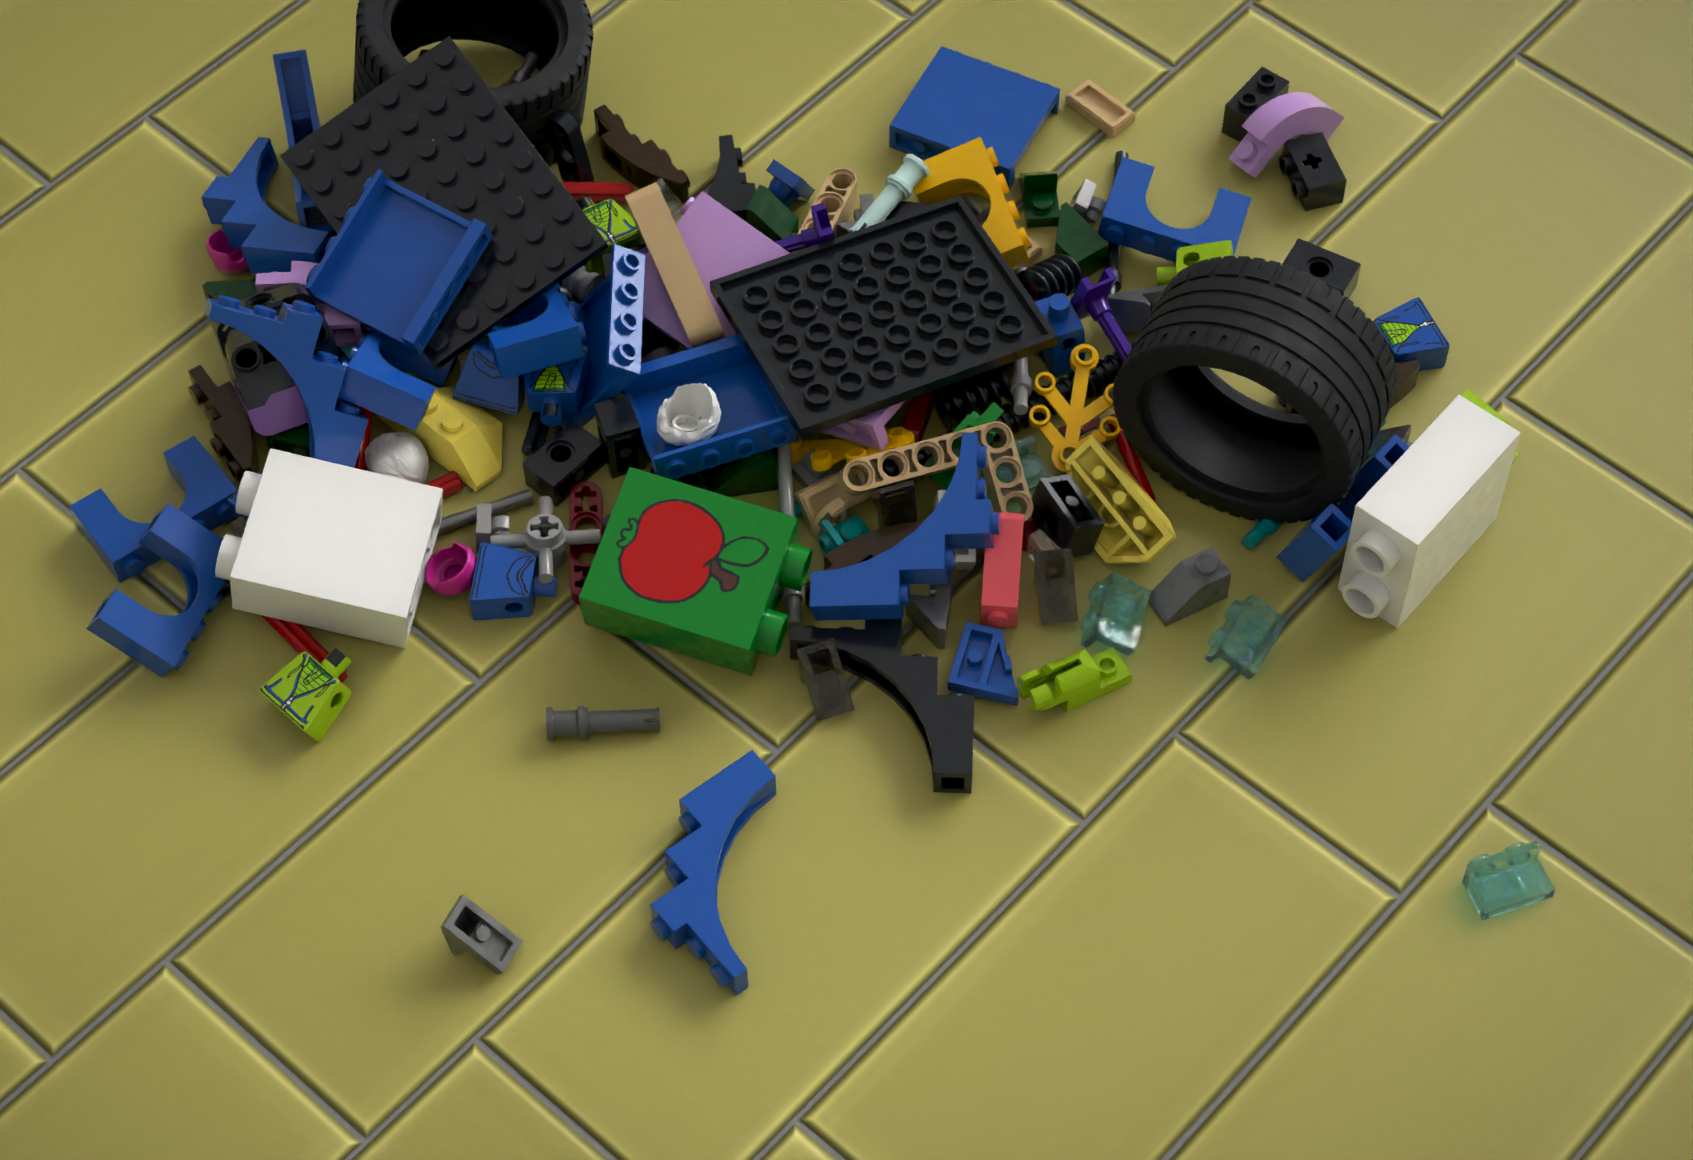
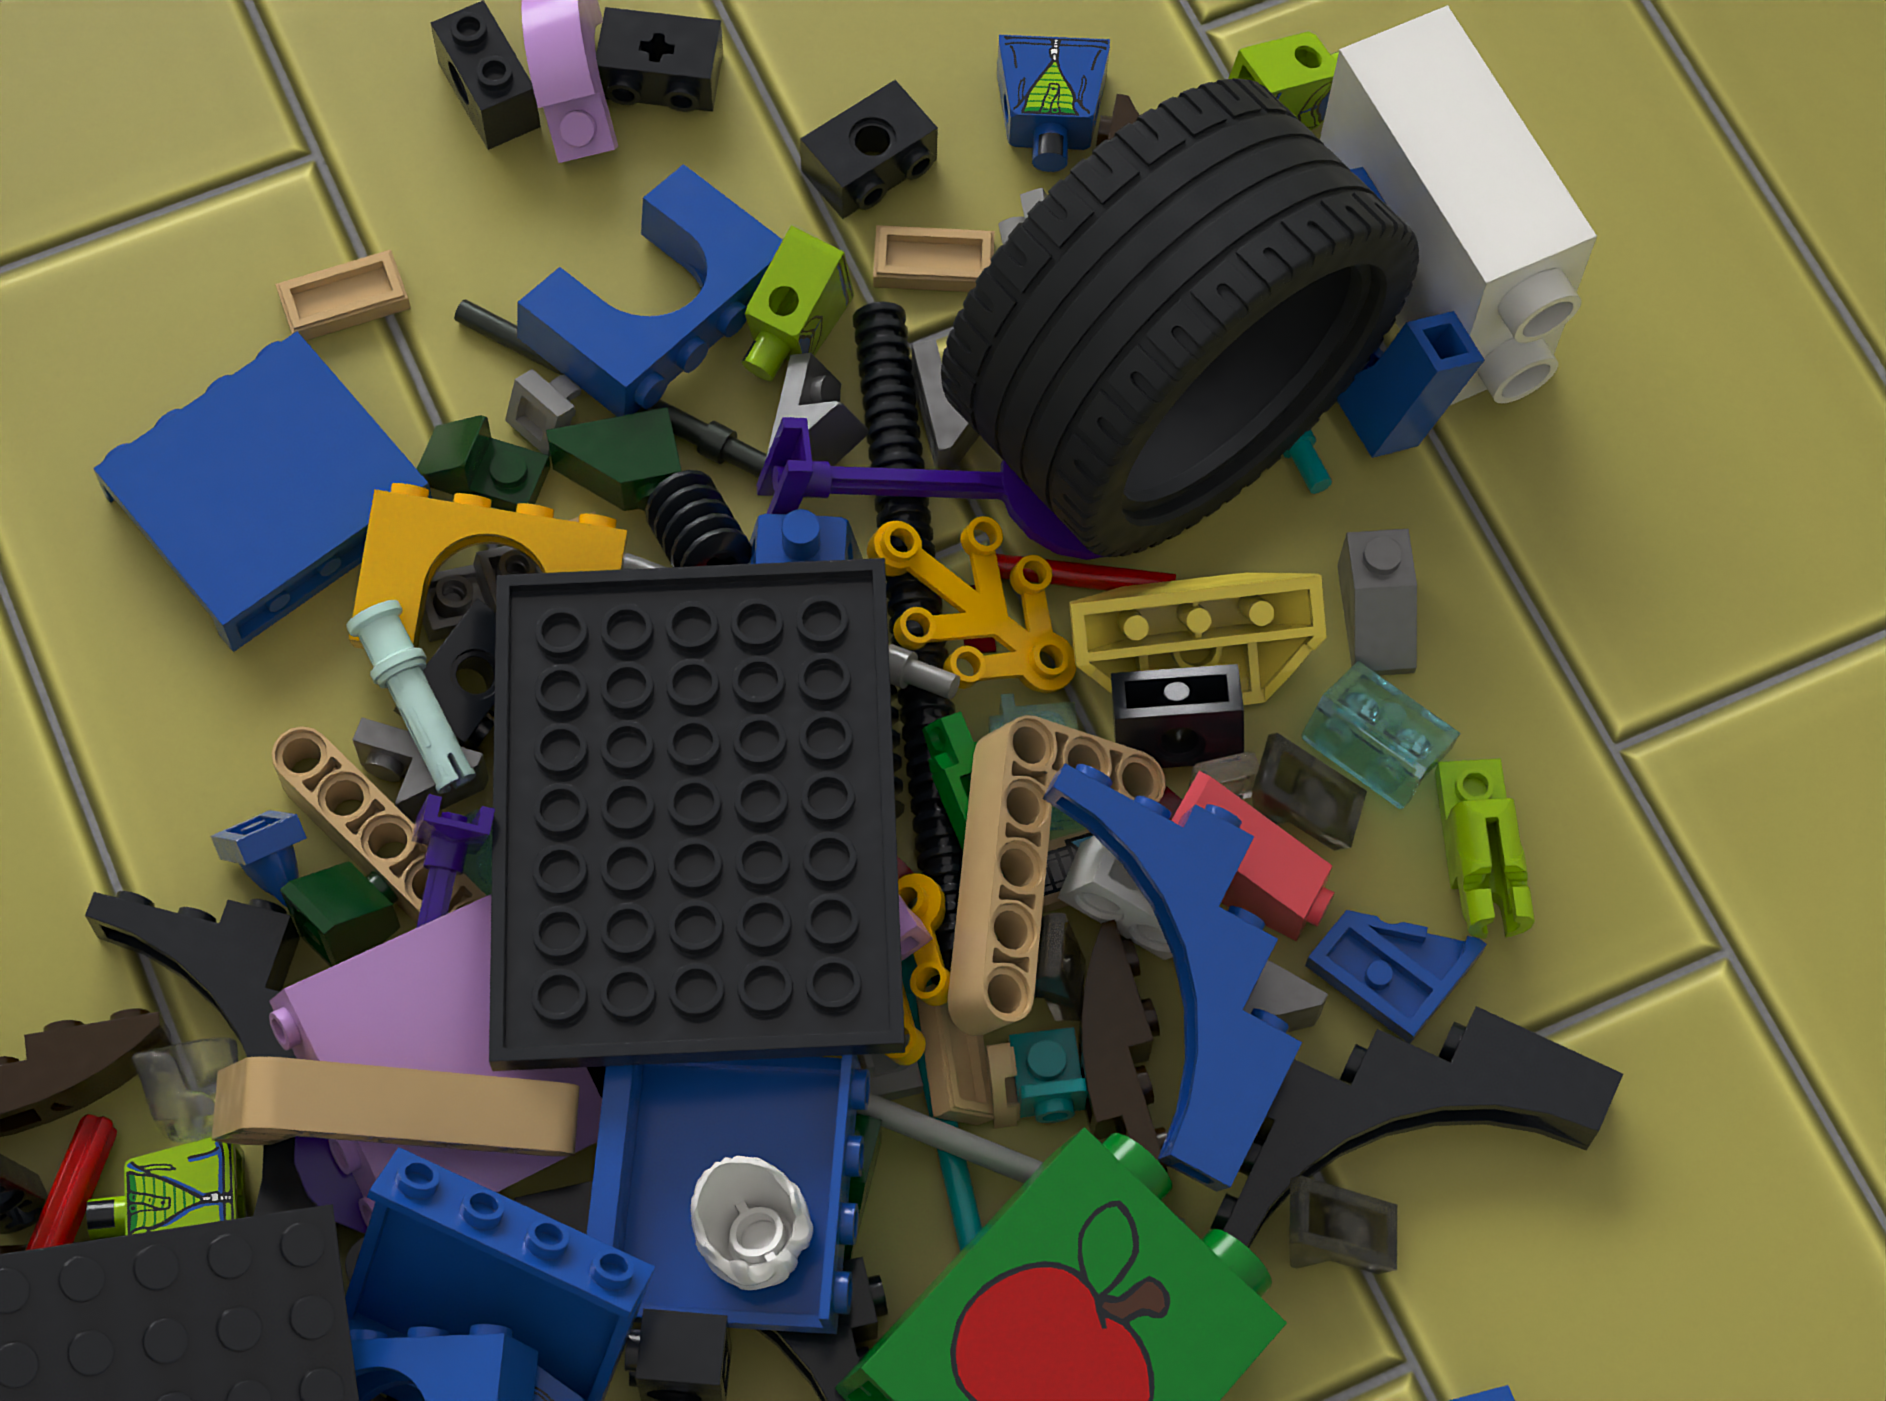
camera: 70 degrees left, 10 degrees up
(1246, 635) = (1495, 569): clear light blue bracket -> none

